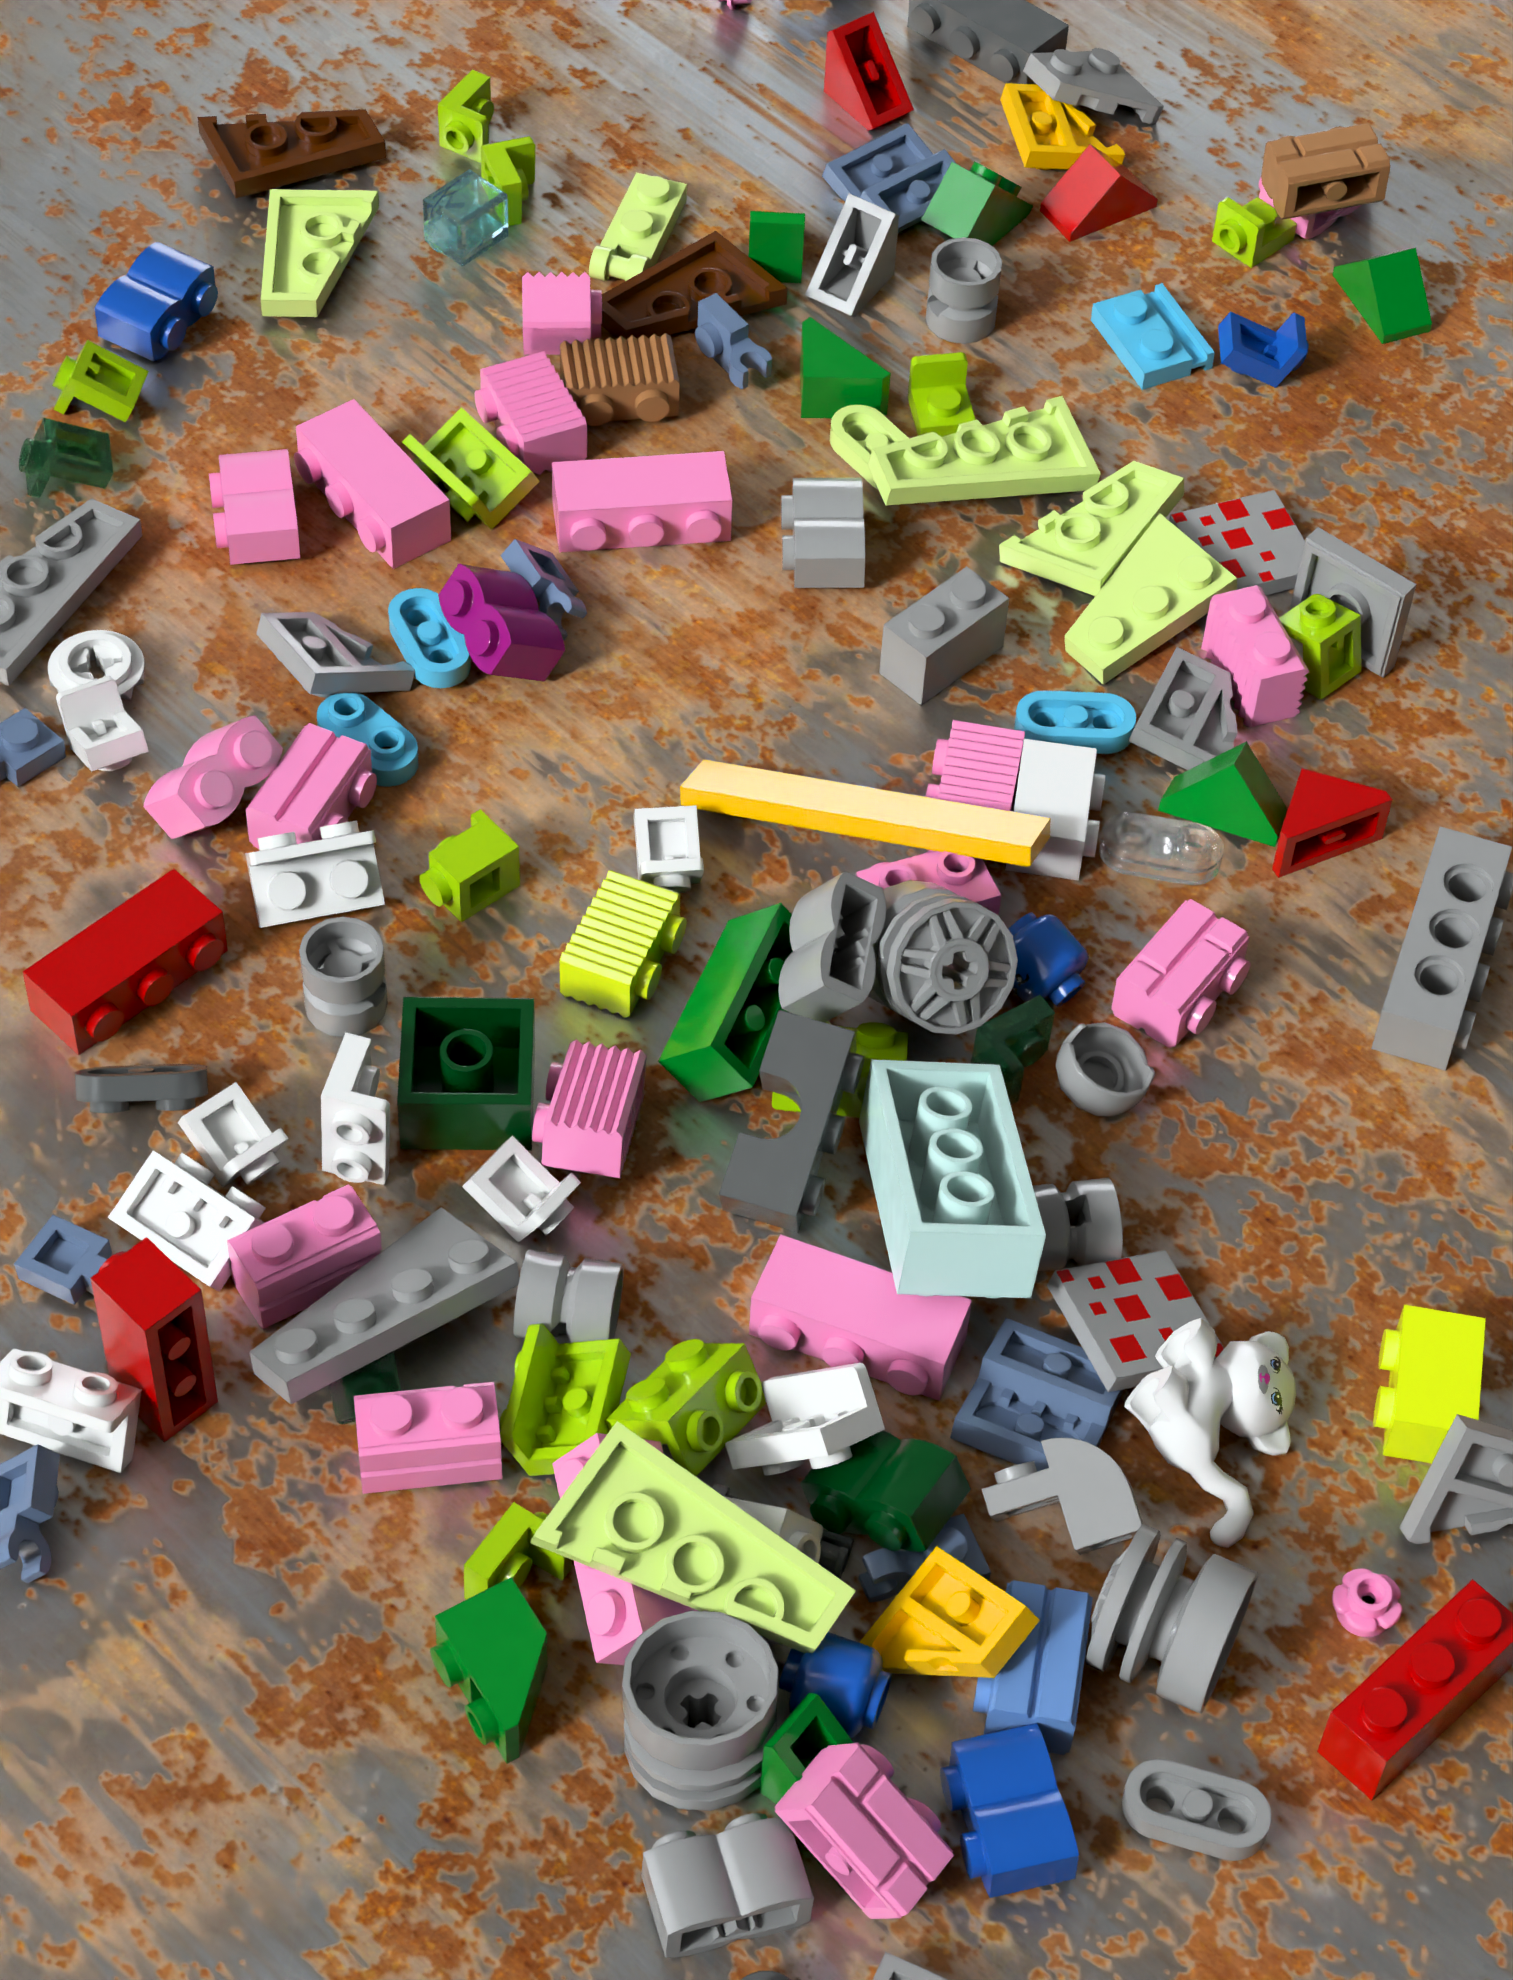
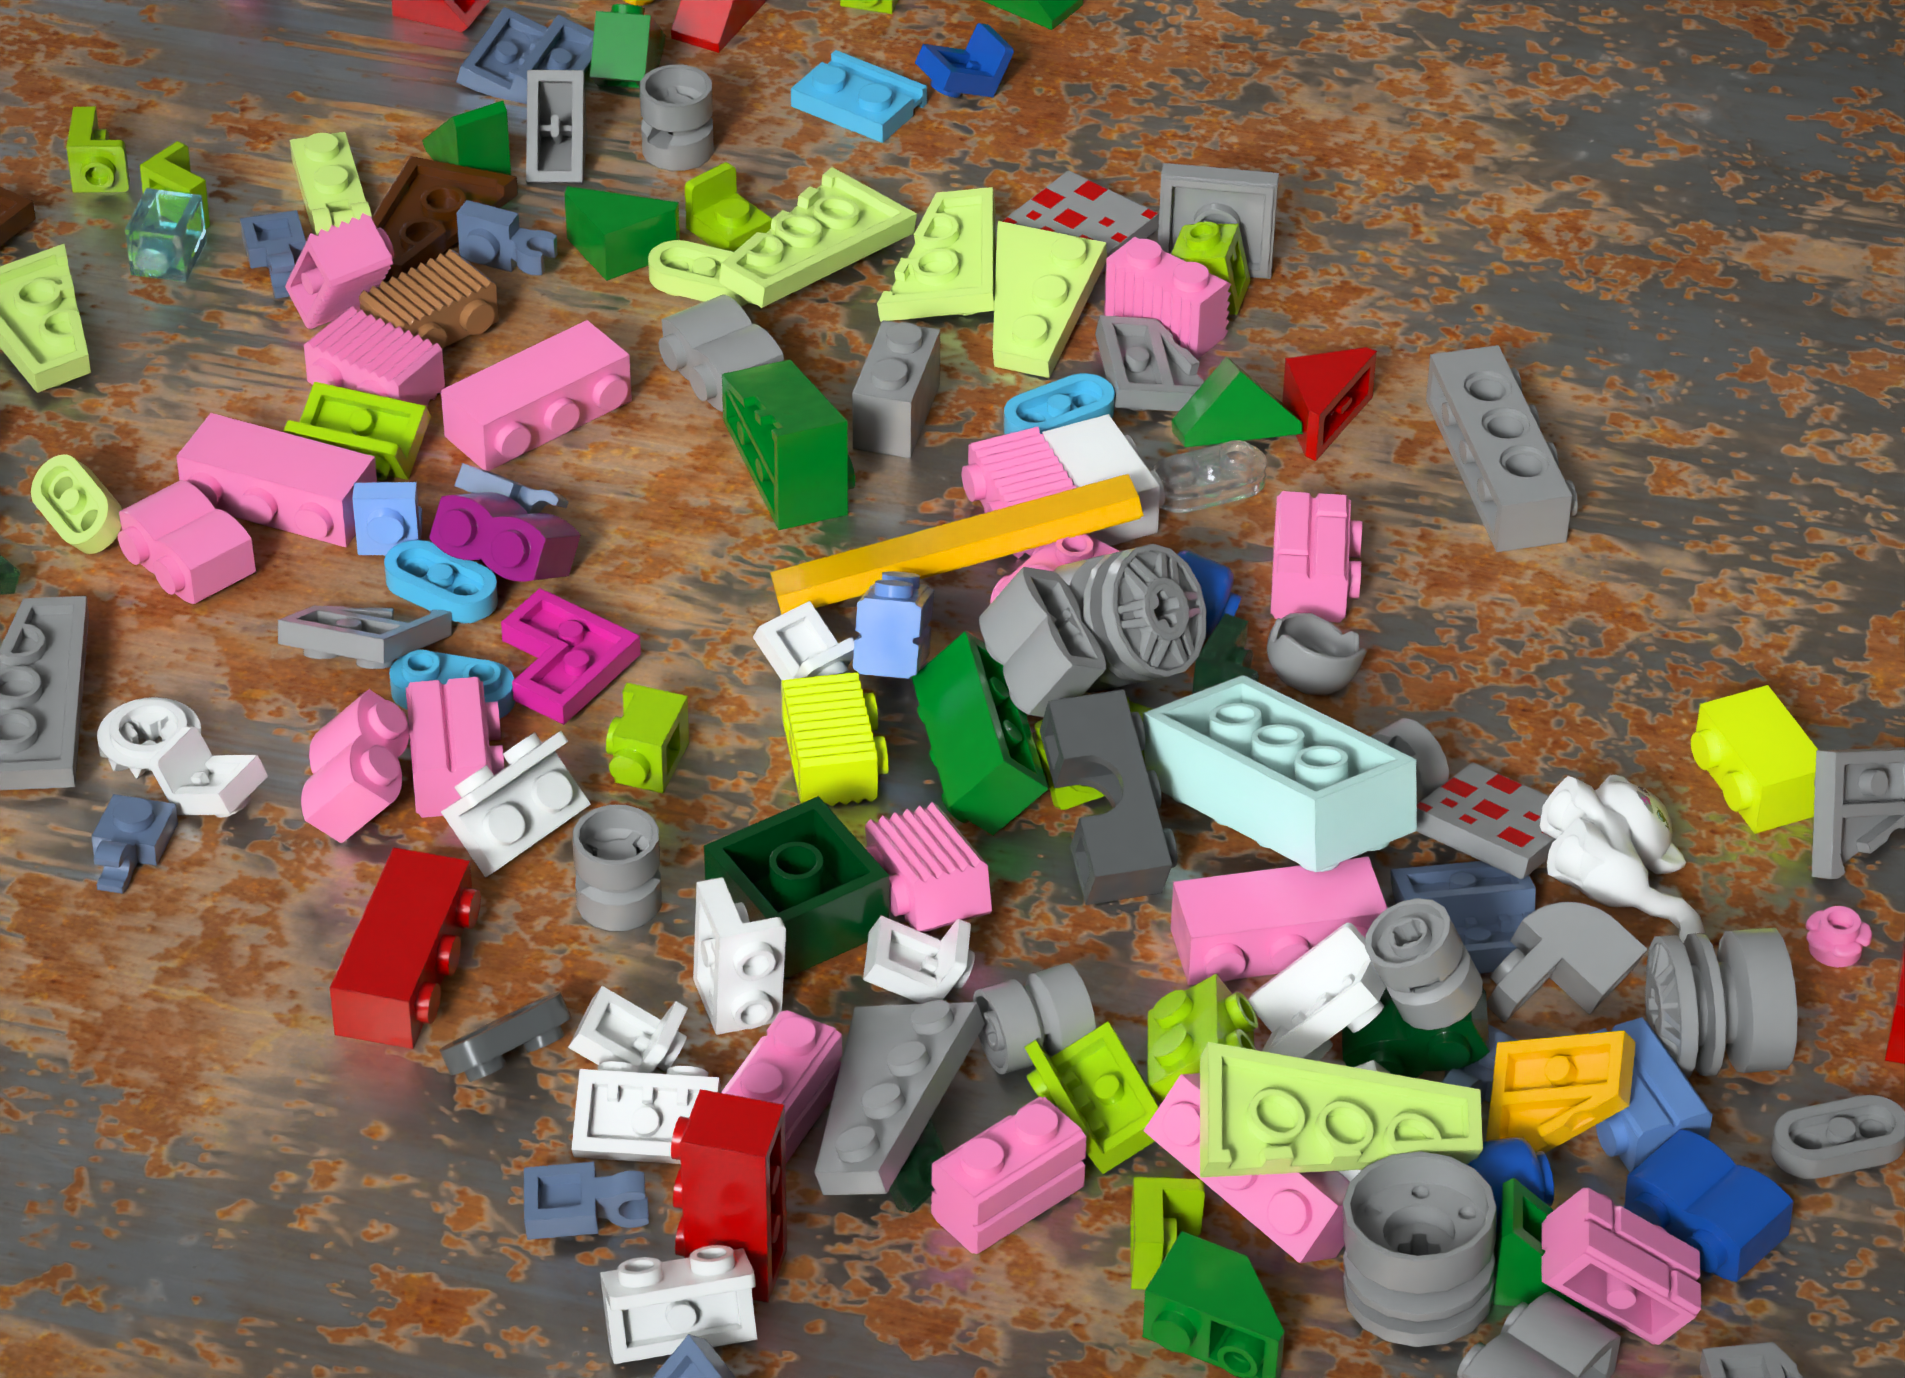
camera: 30 degrees left, 10 degrees down
(202, 432) = (76, 504): none -> yellowish green plate
(420, 557) = (385, 515): none -> light blue bracket
(482, 765) = (574, 654): none -> dark pink plate
(548, 253) = (274, 243): none -> sand blue plate
(739, 867) = (893, 626): none -> brick
(810, 644) = (789, 442): none -> green wedge
(890, 1442) = (1423, 964): none -> light grey wheel

